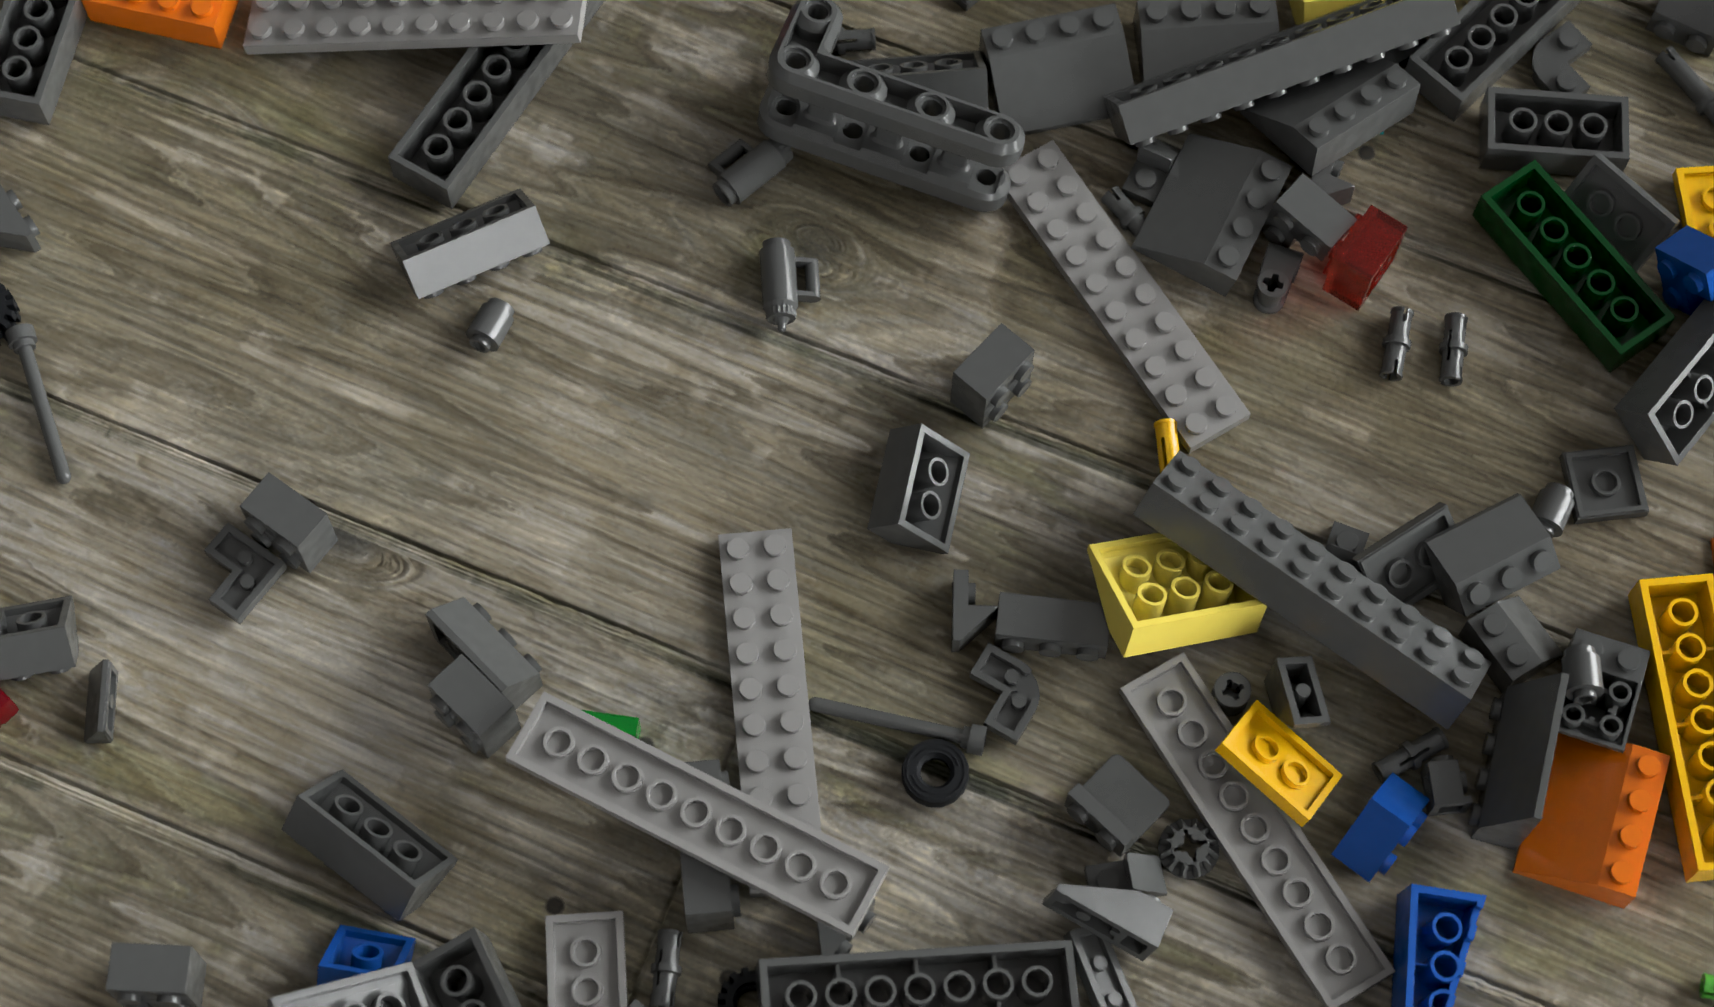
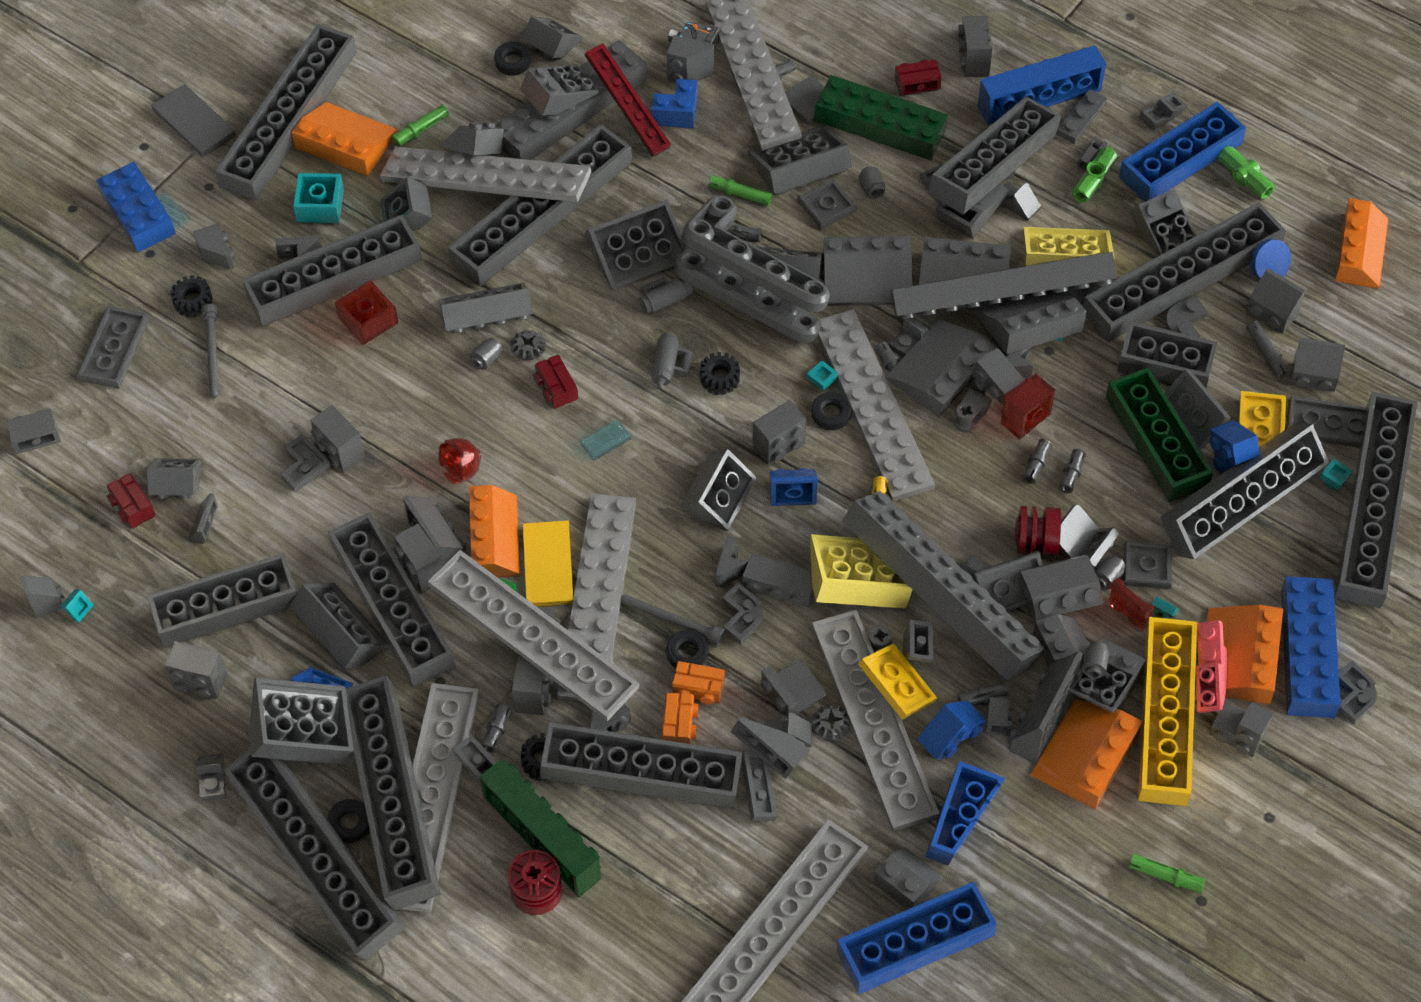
camera: 15 degrees right, 10 degrees down
(150, 194) = (296, 246): none -> dark grey slope
(153, 105) = (318, 198): none -> teal brick
(169, 843) = (222, 600): none -> dark grey brick
(205, 227) = (332, 270): none -> dark grey brick
(281, 291) = (366, 312): none -> clear red brick
(299, 94) = (410, 200): none -> dark grey slope
(445, 785) = (391, 599): none -> dark grey brick
(495, 518) = (460, 459): none -> clear red cylinder
(556, 309) = (528, 352): none -> dark grey gear
(580, 632) = (494, 530): none -> orange slope
(615, 353) = (556, 381): none -> dark red brick
(678, 668) = (548, 563): none -> yellow tile
(687, 93) = (636, 244): none -> dark grey slope
(717, 436) = (605, 440): none -> clear light blue tile
(876, 270) = (724, 363): none -> black tyre
(952, 897) = (678, 718): none -> orange brick
(968, 827) = (701, 681): none -> orange brick
(1031, 262) = (822, 375): none -> teal plate
(1035, 461) = (793, 487): none -> blue slope
(1057, 339) = (831, 423): none -> black tyre
(1434, 465) = (1038, 530): none -> dark red wheel
(1501, 464) = (1083, 537): none -> bracket
(1600, 561) = (1129, 604): none -> clear red plate
(1649, 552) = (1164, 607): none -> teal tile

